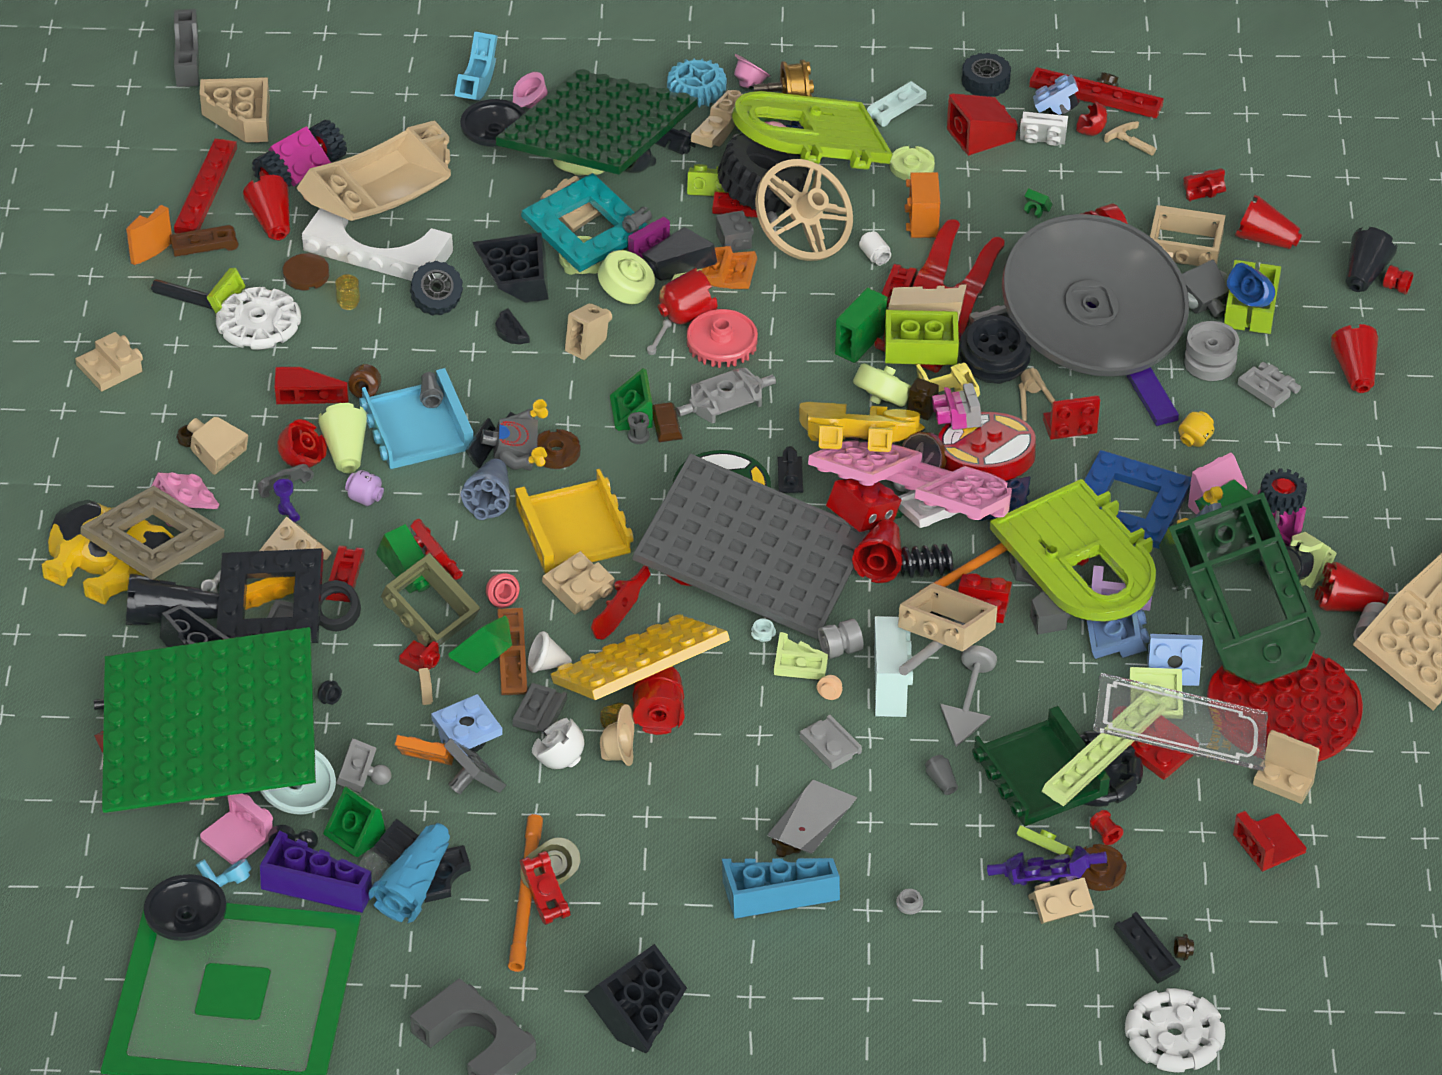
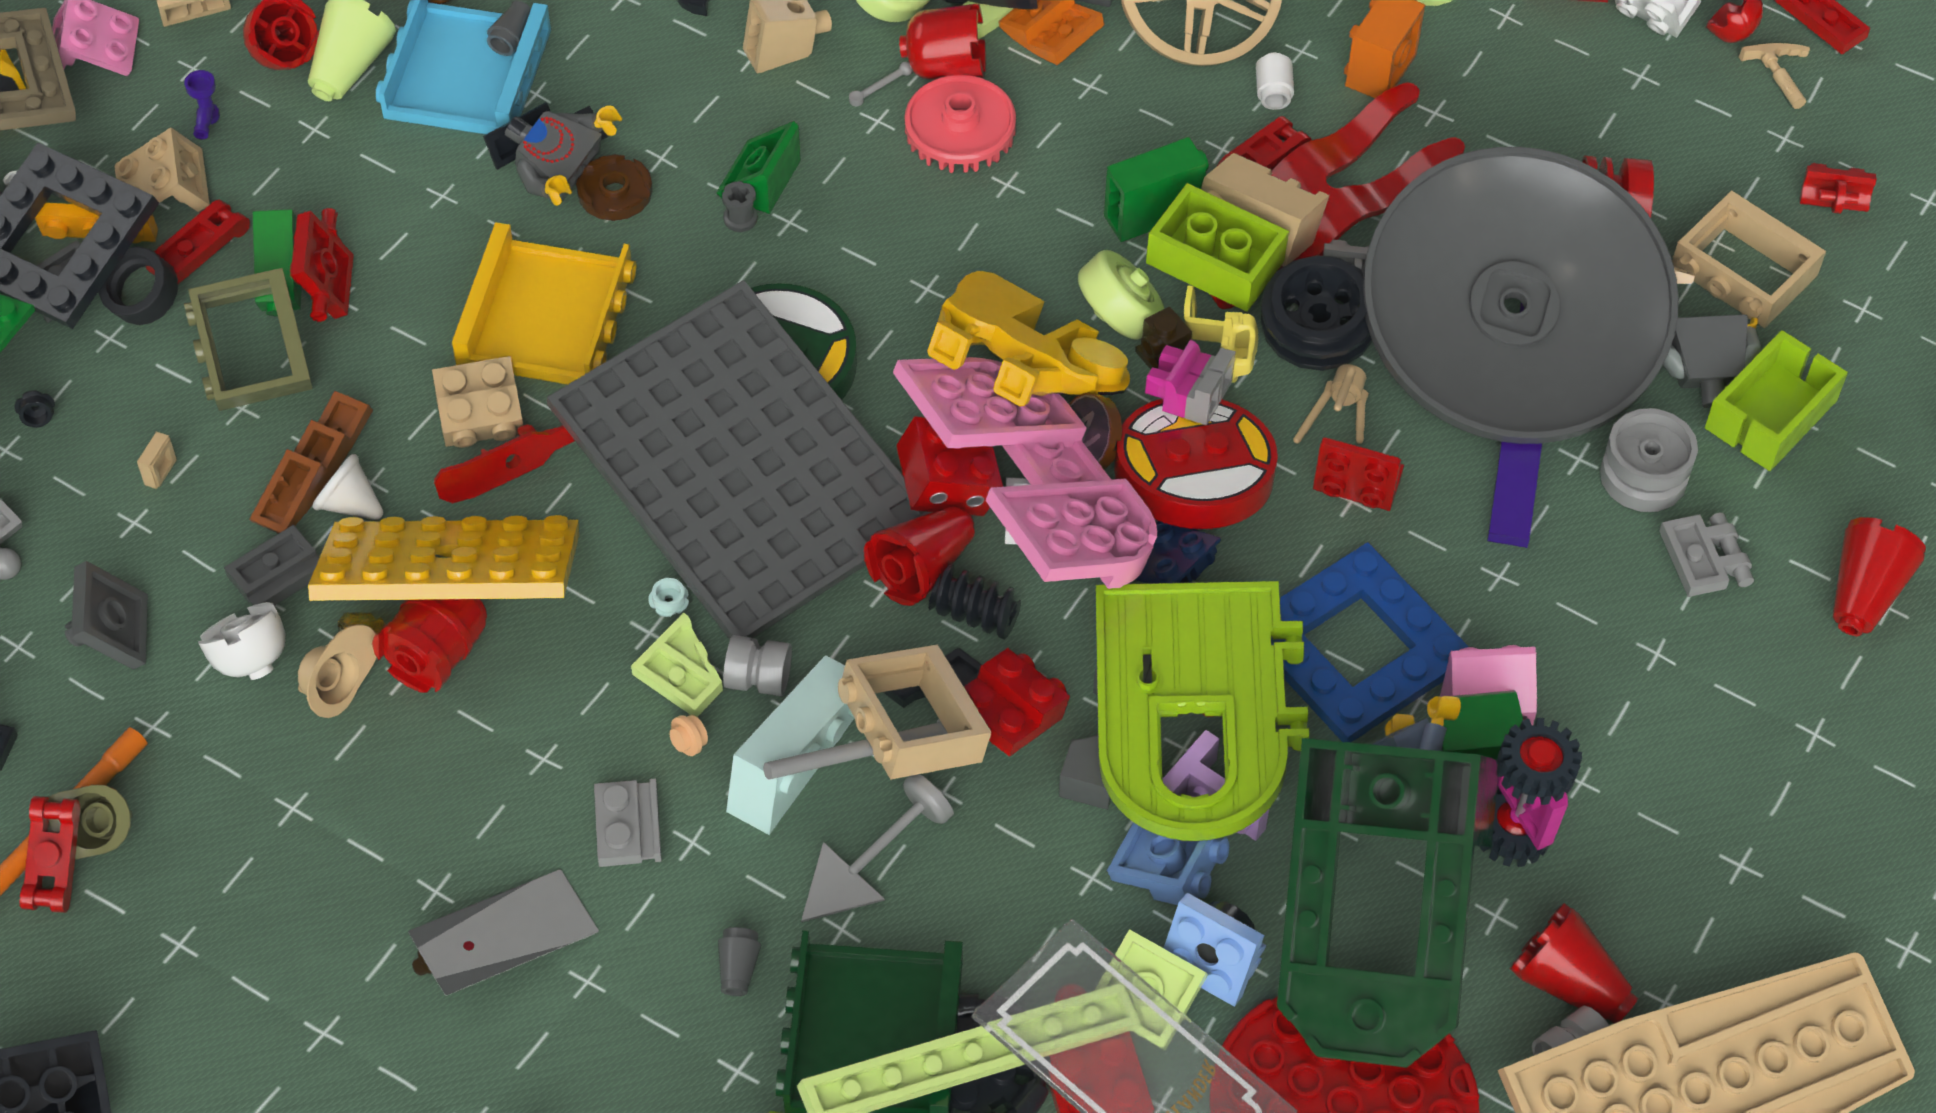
camera: 30 degrees right, 10 degrees up
(300, 472) = (249, 70): dark grey piece -> none
(364, 487) = (315, 130): lavender head -> none
(418, 656) = (192, 412): red bracket -> none
(424, 750) = (63, 547): orange plate -> none
(467, 723) = (154, 546): light blue piece -> none
(484, 645) = (264, 437): green slope -> none
(487, 490) = (466, 204): sand blue cone -> none
(502, 590) = (367, 365): coral brick -> none
(666, 422) = (791, 215): reddish brown tile -> none
(709, 400) = (929, 215): light grey plate -> none
(779, 884) = (359, 1021): dark azure wedge -> none
(790, 471) = (882, 383): black hinge -> none
(971, 565) = (1018, 641): orange bar -> none
(1038, 201) = (1562, 109): green tile -> none
(1196, 429) = (1536, 576): yellow head -> none
(1250, 286) = (1768, 385): blue piece -> none
(1268, 226) = (1883, 295): red cone -> none
(1301, 550) = (1531, 879): yellowish green piece -> none

